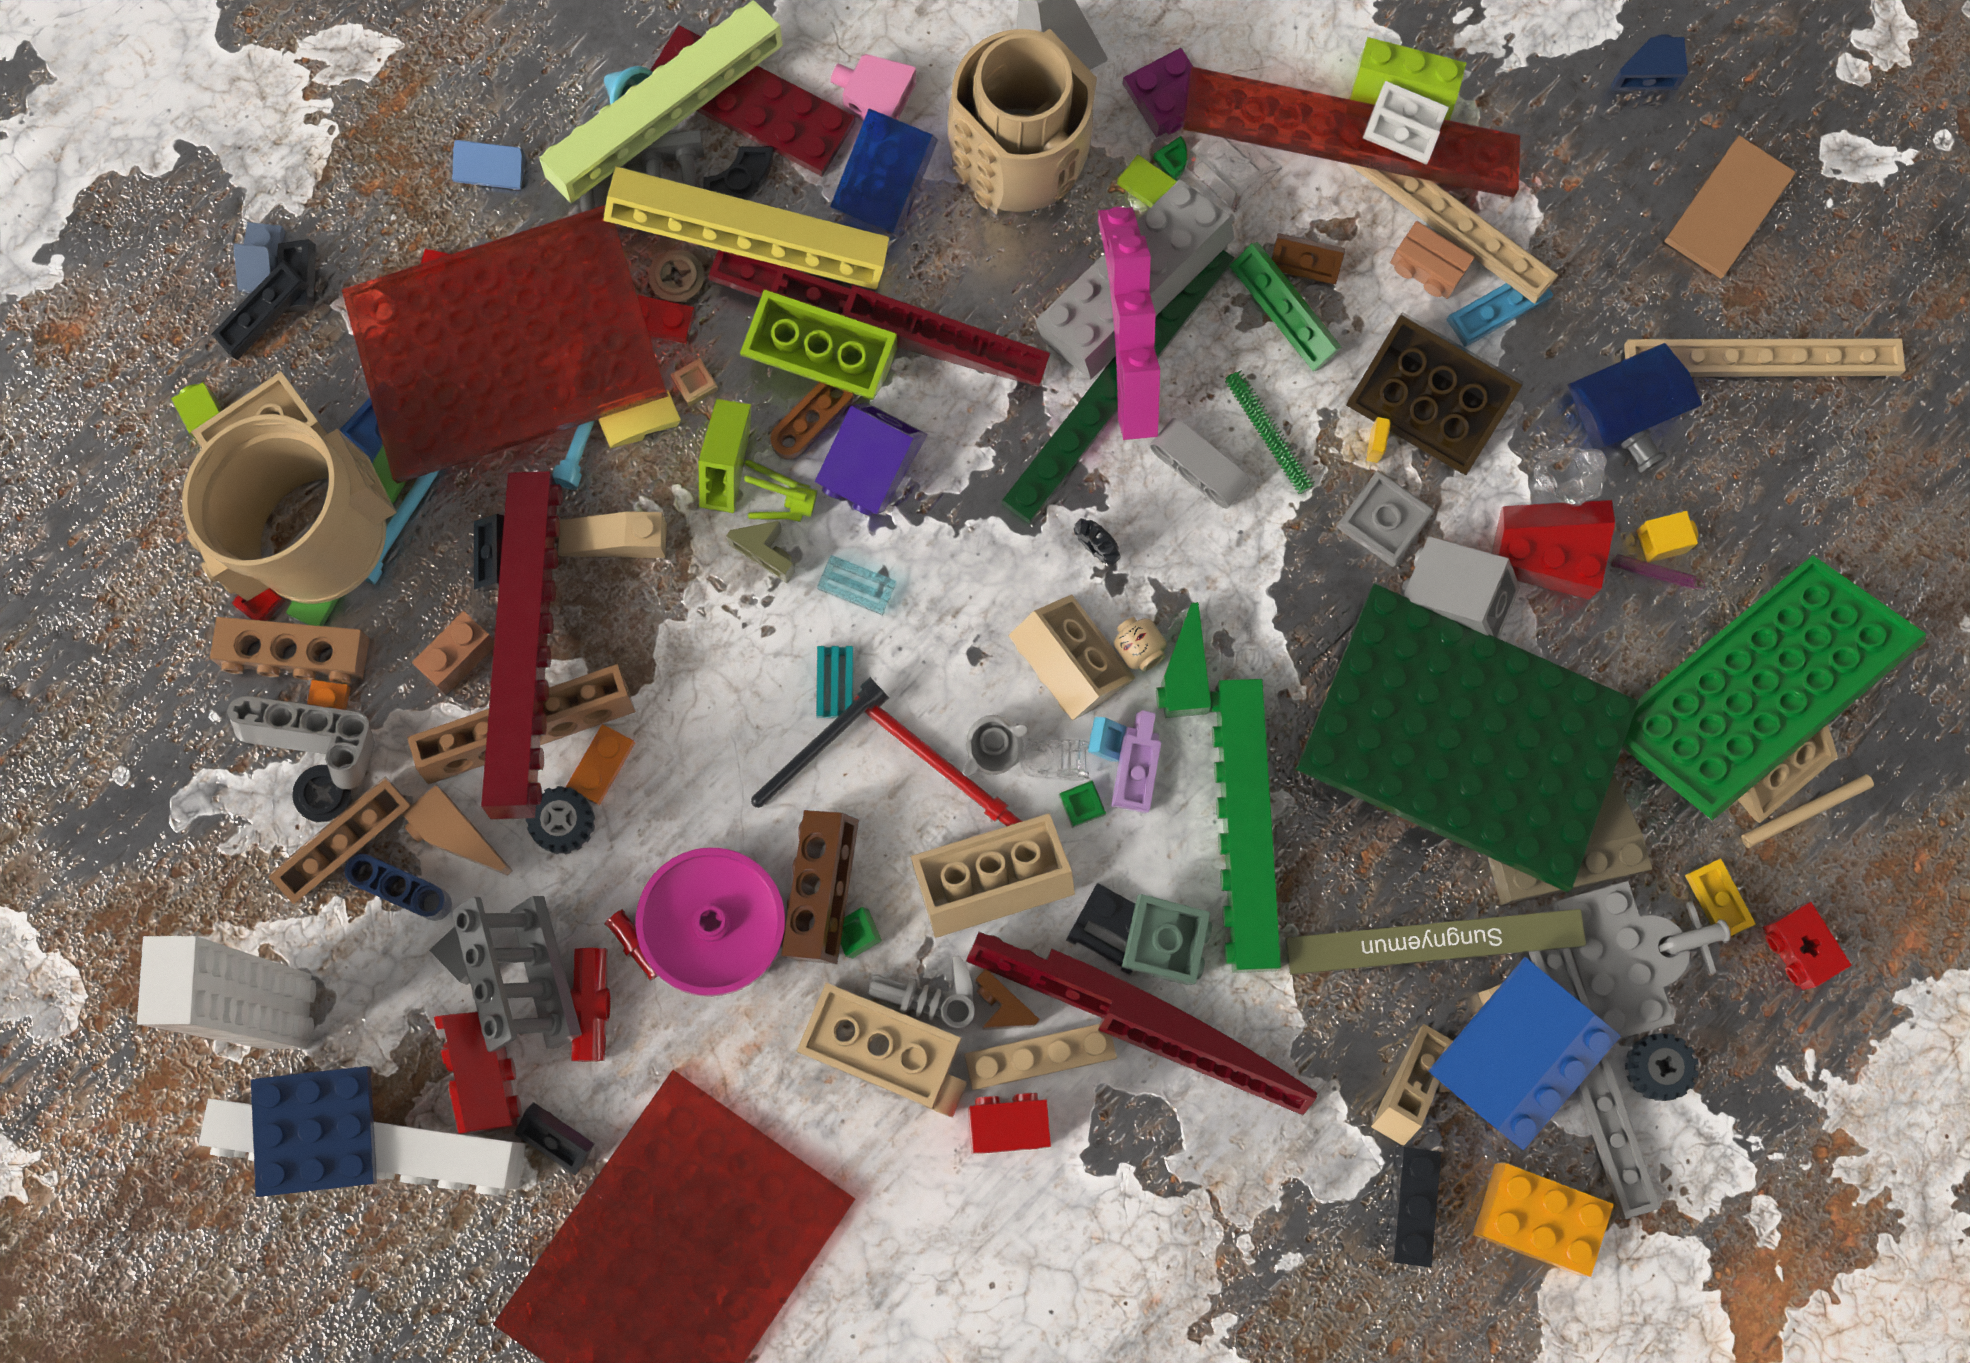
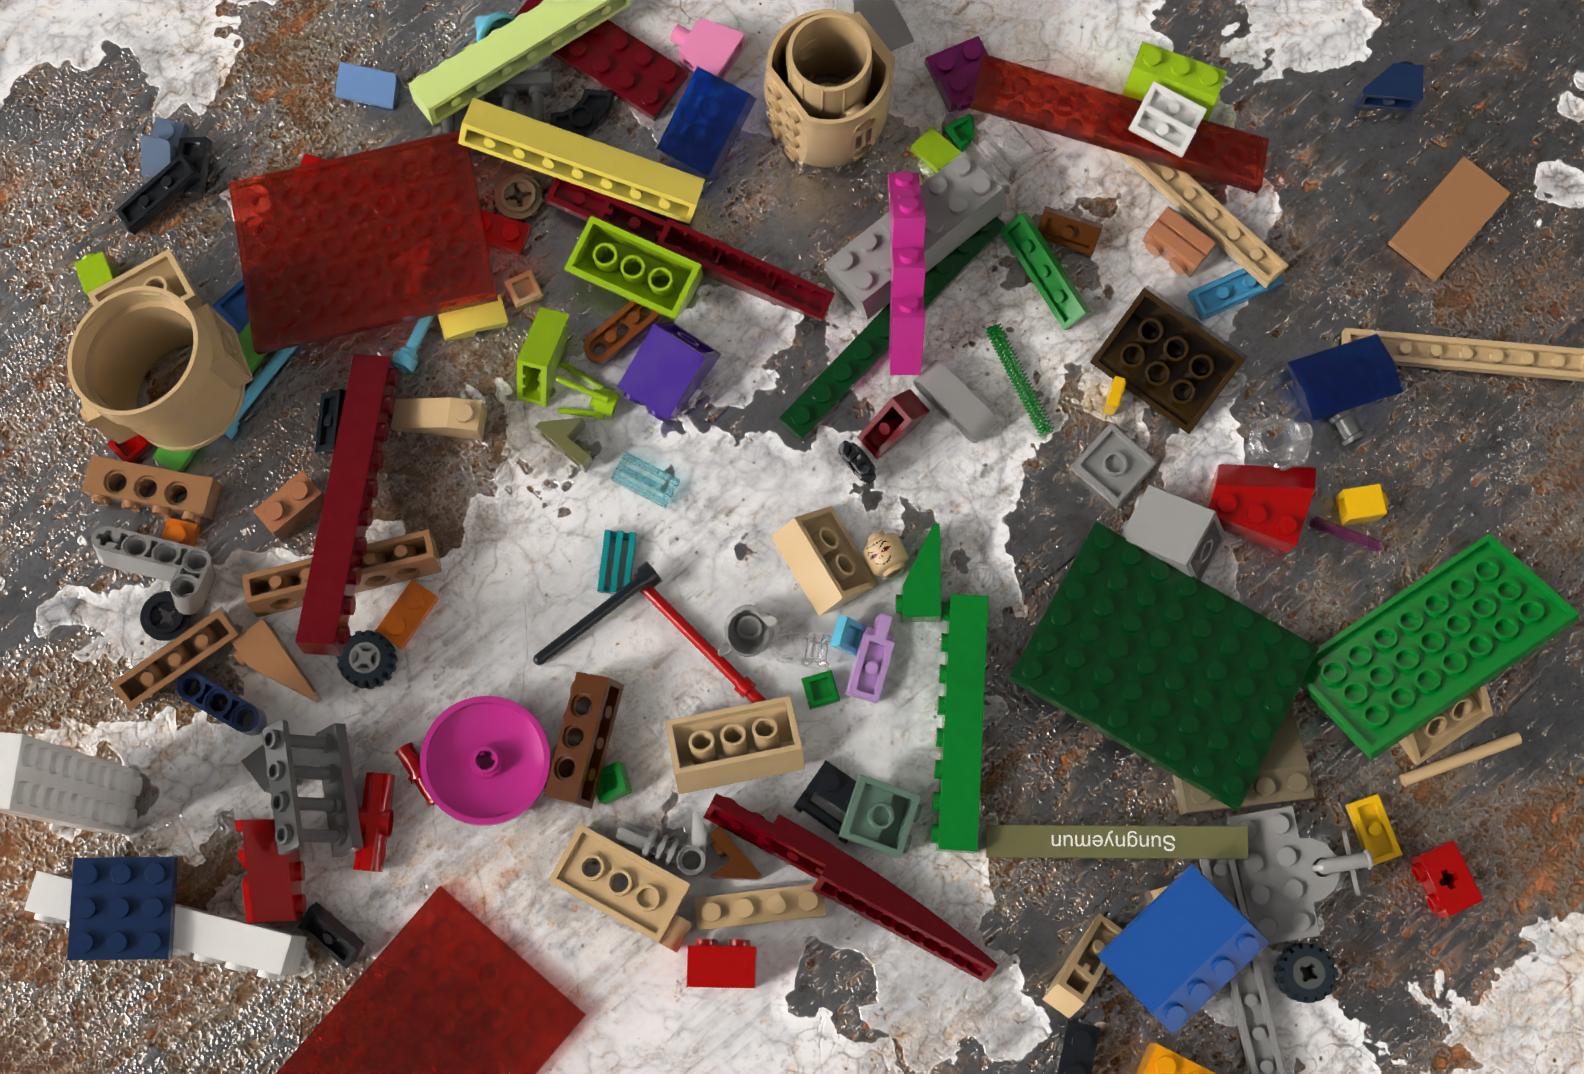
camera: 10 degrees right, 0 degrees up
(1132, 494) = (893, 423): none -> dark red slope

